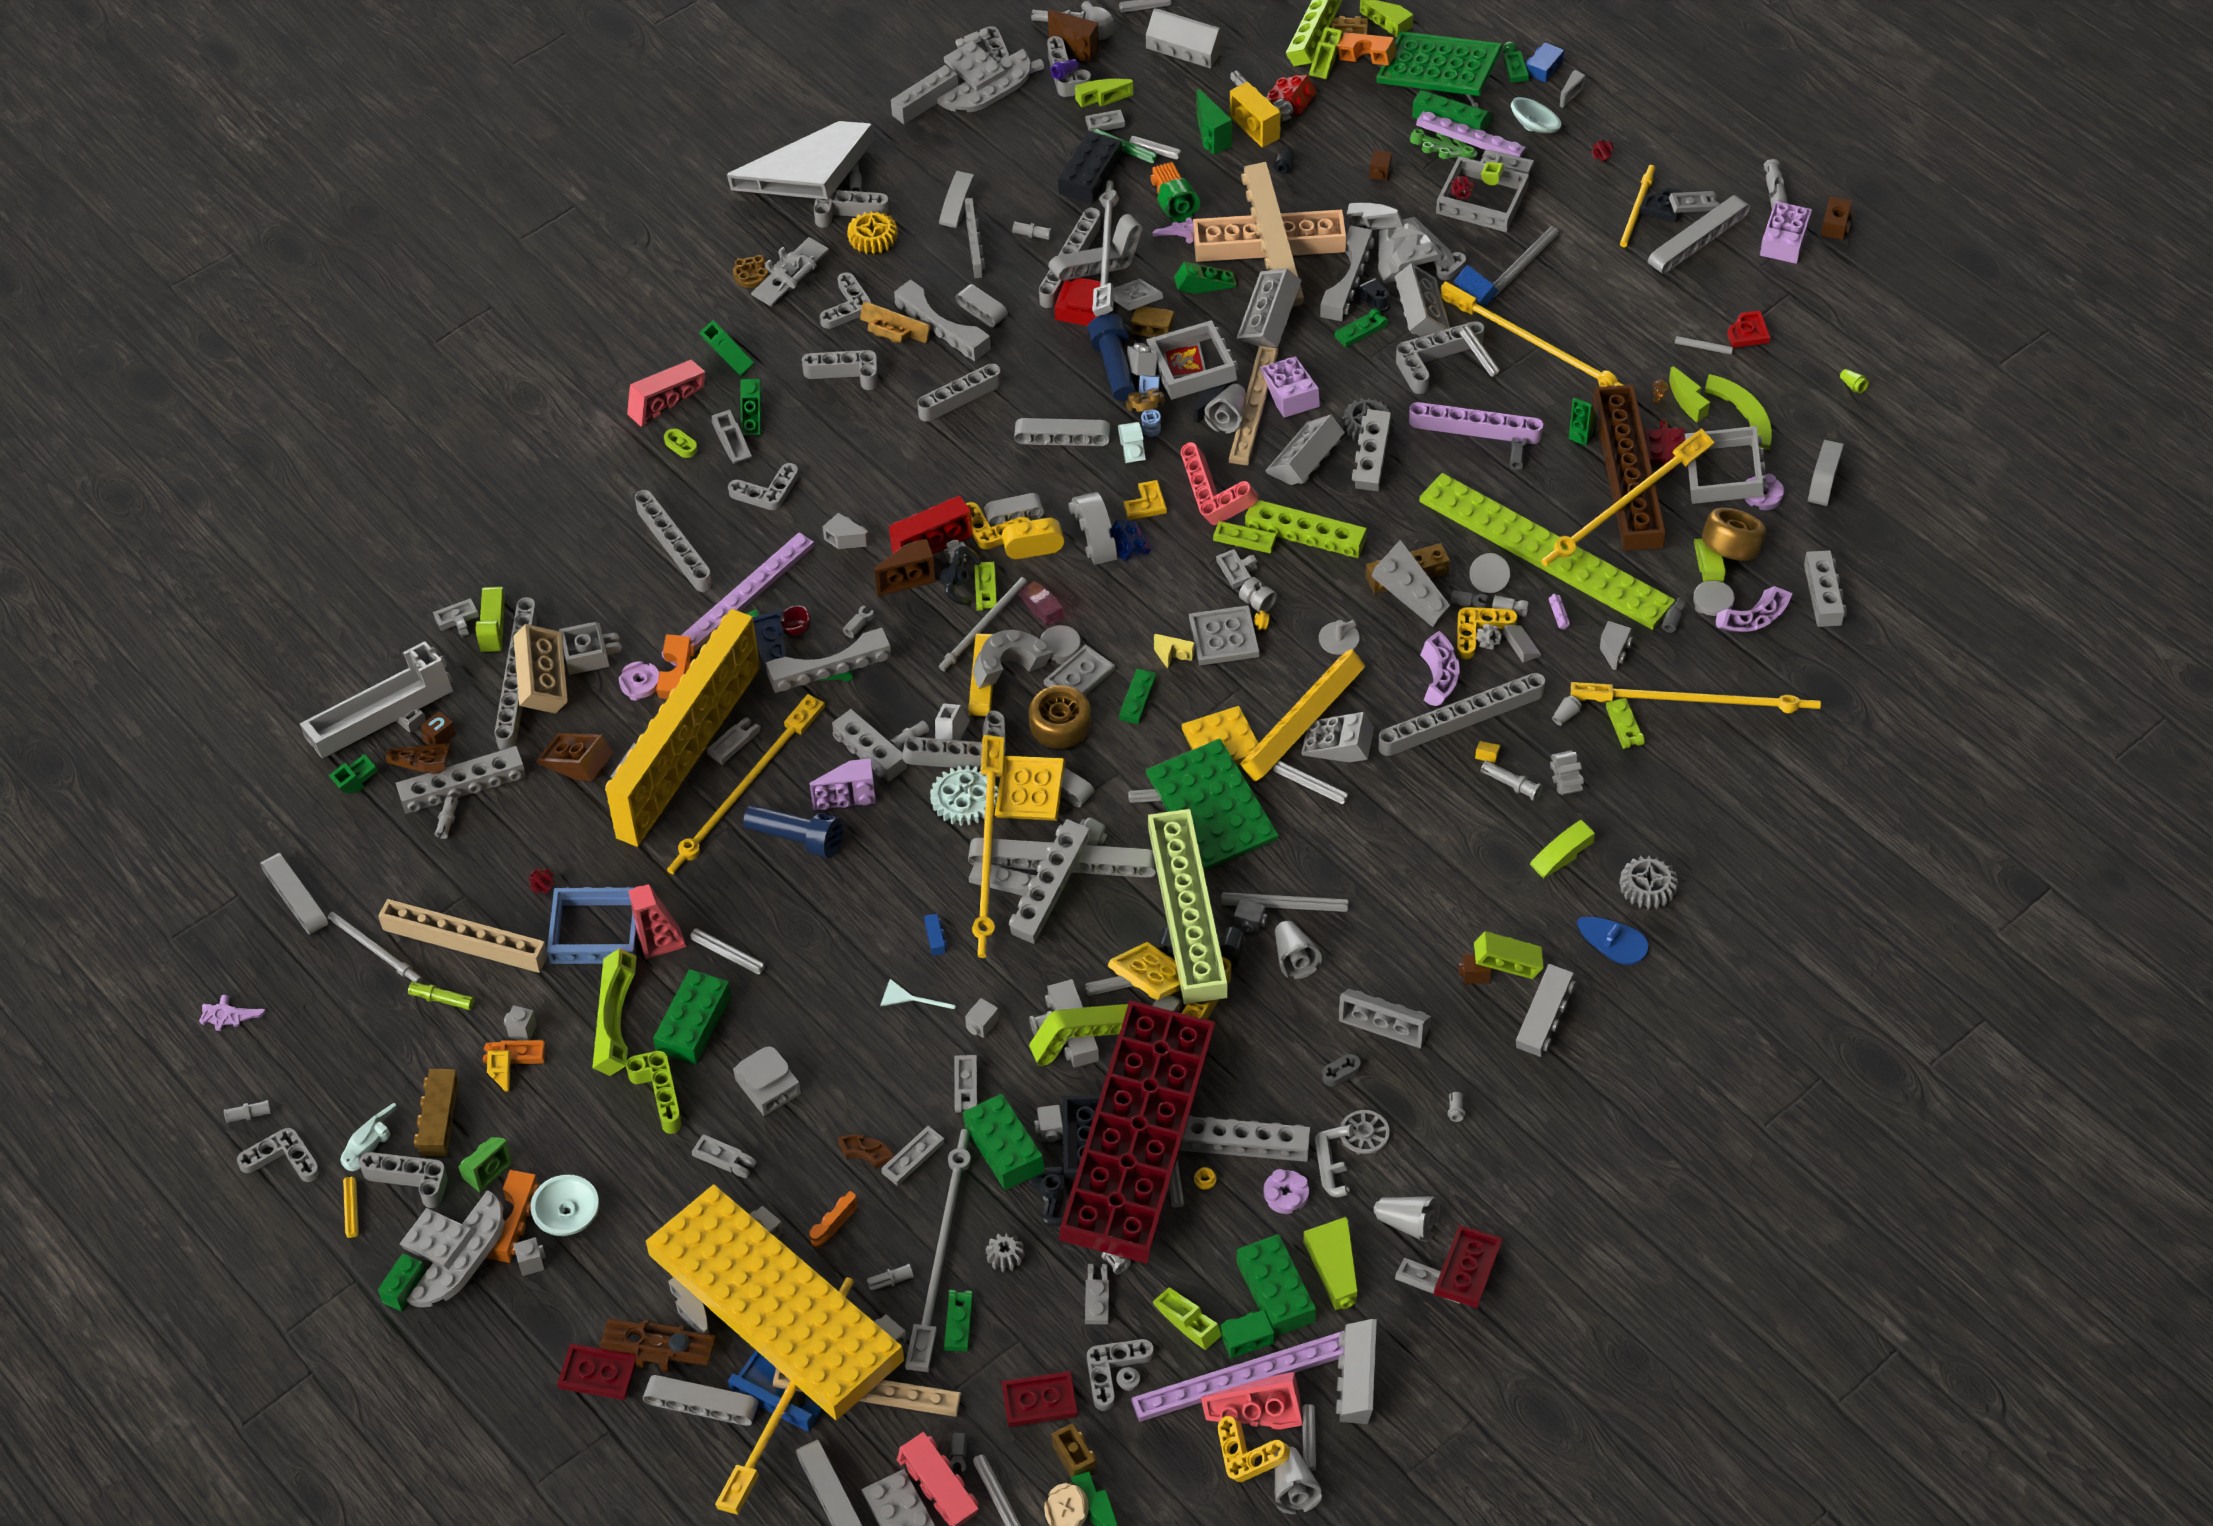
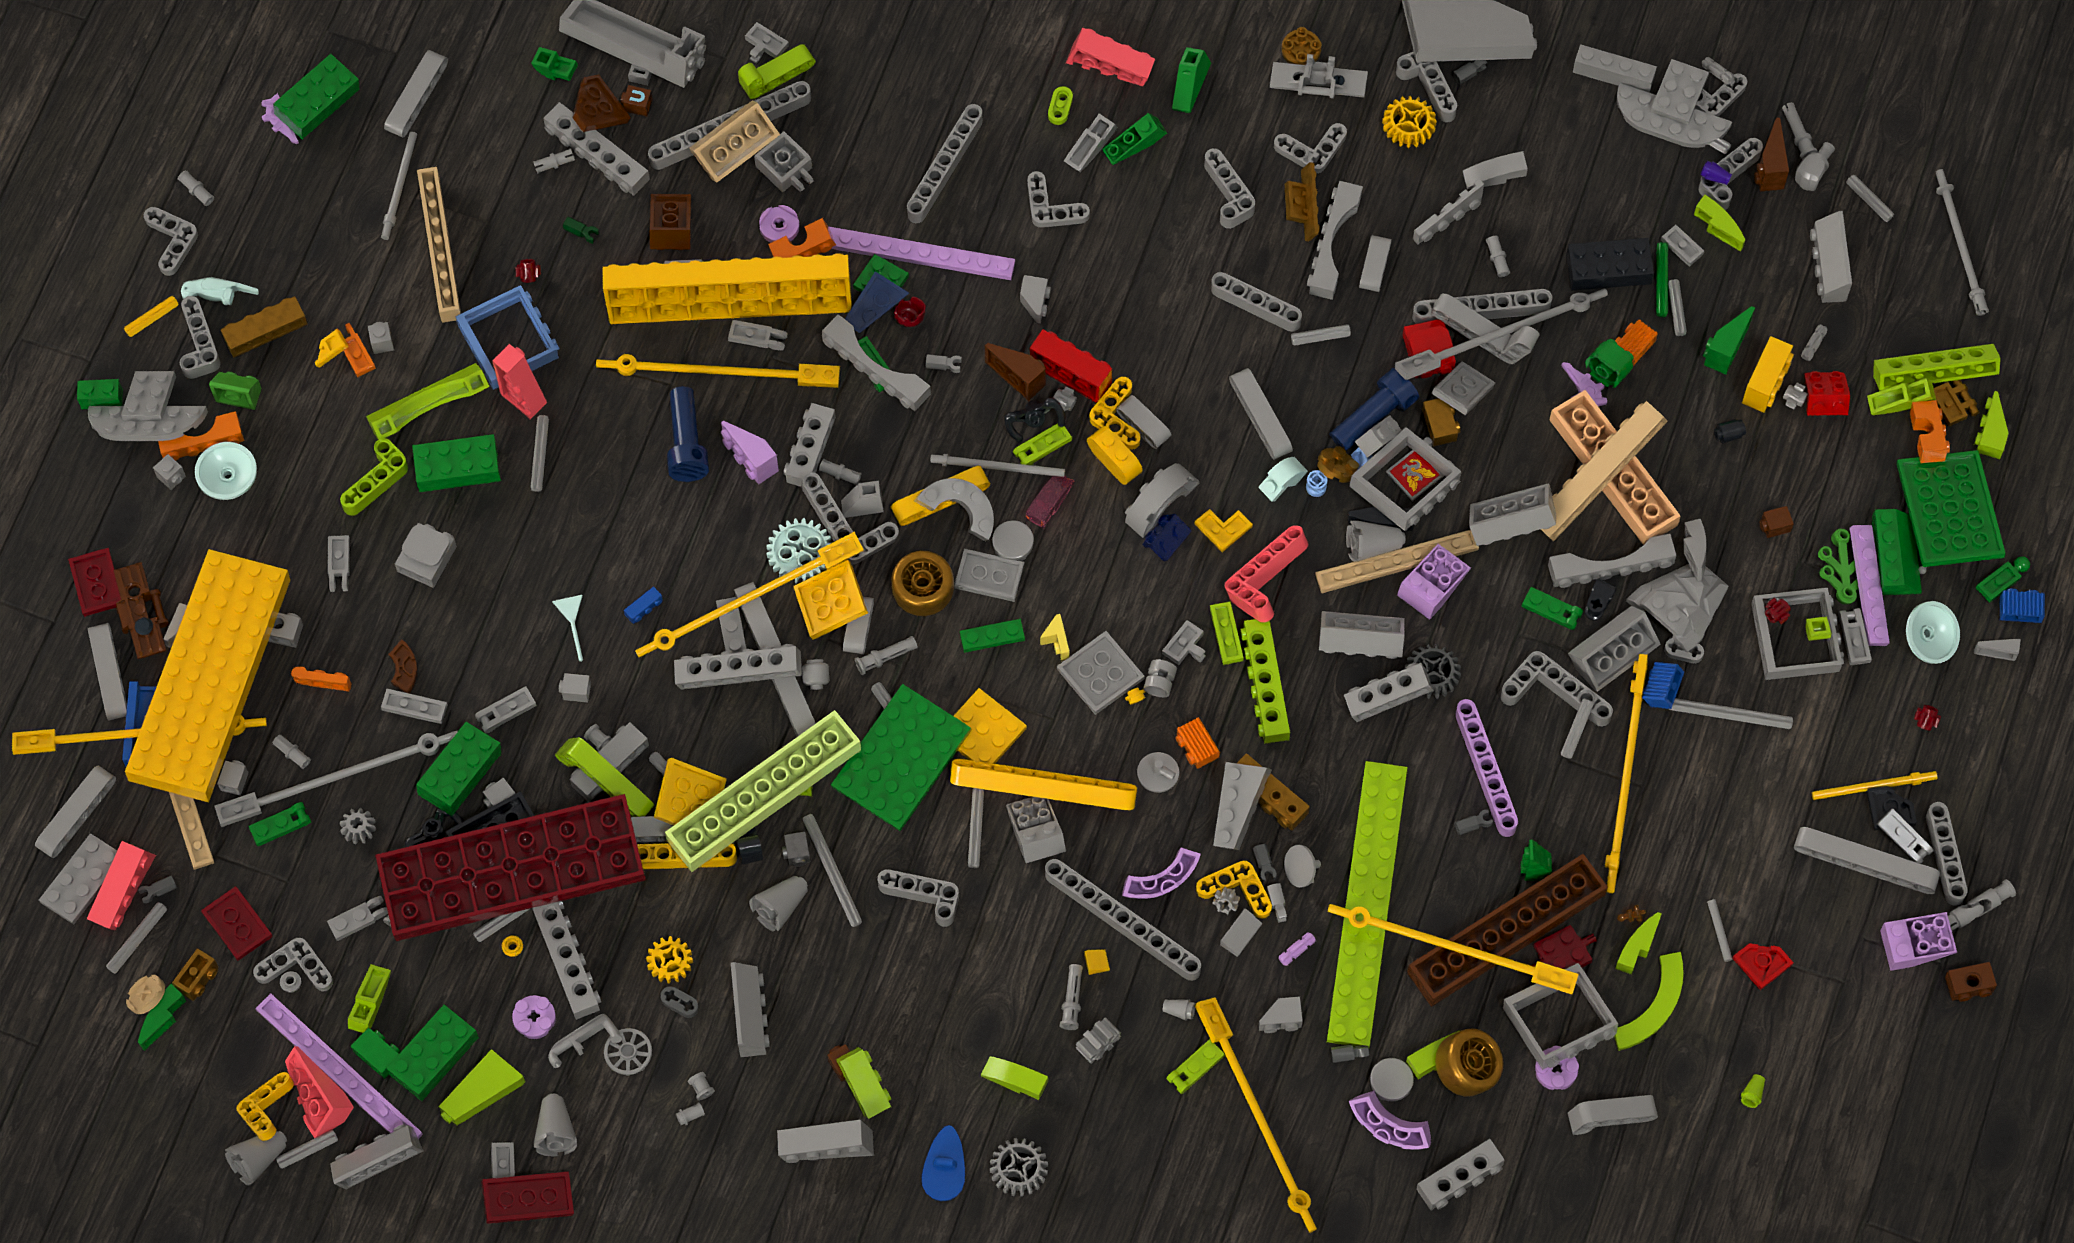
camera: 60 degrees right, 15 degrees up
(235, 969) = (316, 96): none -> green brick
(432, 993) = (376, 254): lime pin -> none
(529, 826) = (580, 229): none -> dark green bar
(1018, 367) = (1320, 334): none -> light grey axle
(1105, 783) = (877, 658): none -> light grey pin
(1199, 278) = (1527, 438): green slope -> none
(1296, 1058) = (676, 964): none -> yellow gear
(1332, 596) = (1197, 743): none -> orange brick
(1359, 829) = (916, 892): none -> light grey beam
(1434, 1085) = (701, 1086): none -> light grey bush
(1724, 186) = (1946, 844): none -> light grey beam

